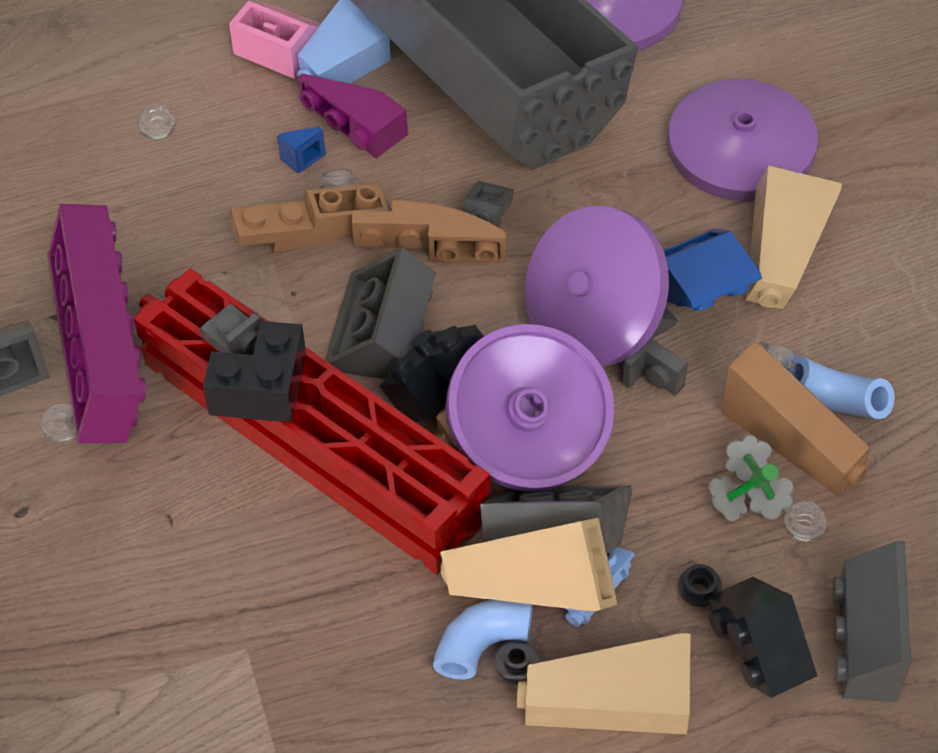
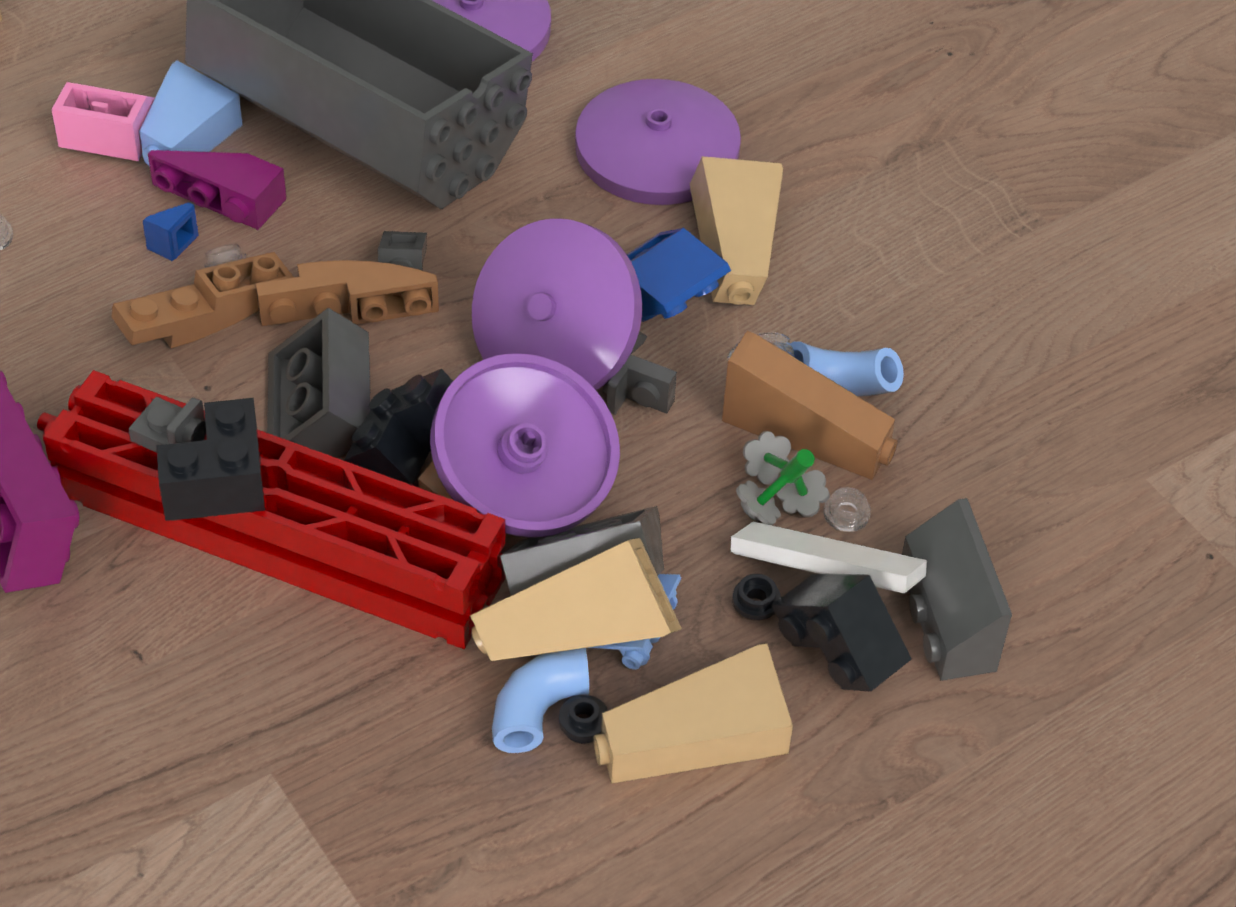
camera: 20 degrees left, 5 degrees down
(771, 564) = (827, 556): none -> white tile

